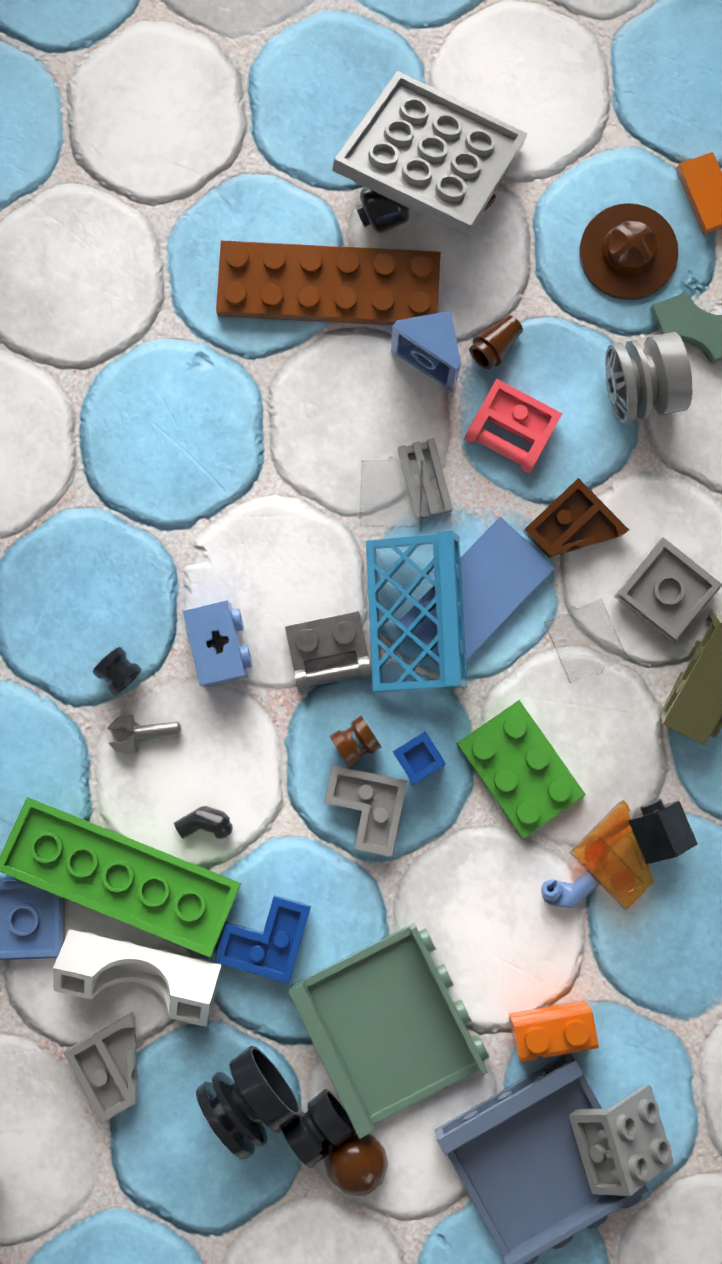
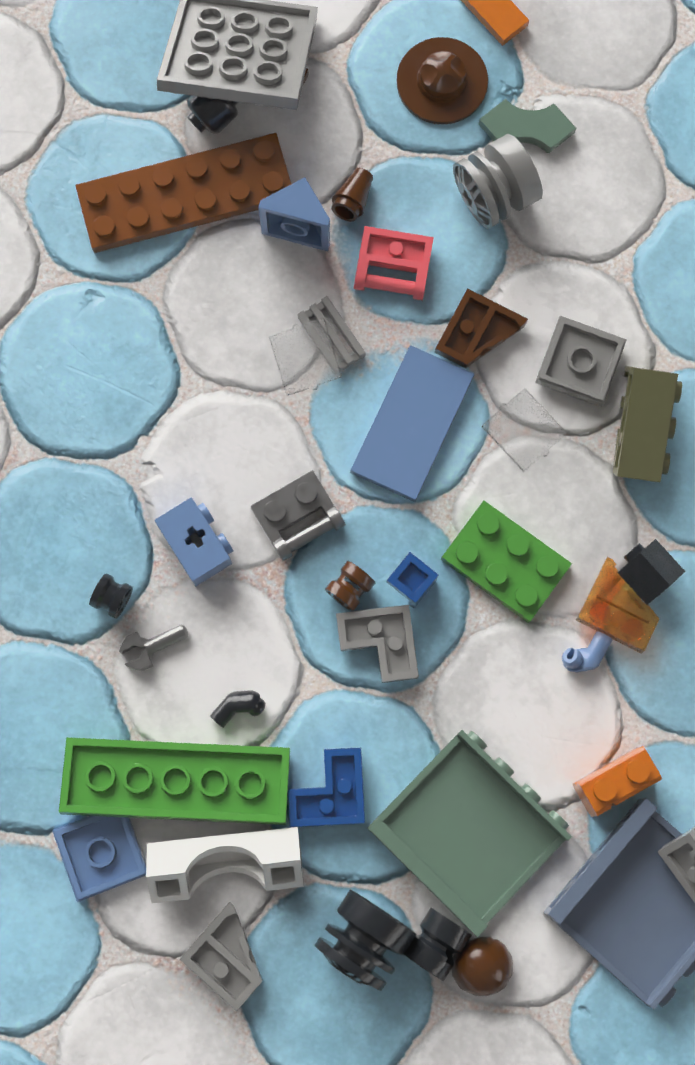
camera: 25 degrees left, 5 degrees down
(448, 605) = (393, 440): dark azure fence -> none

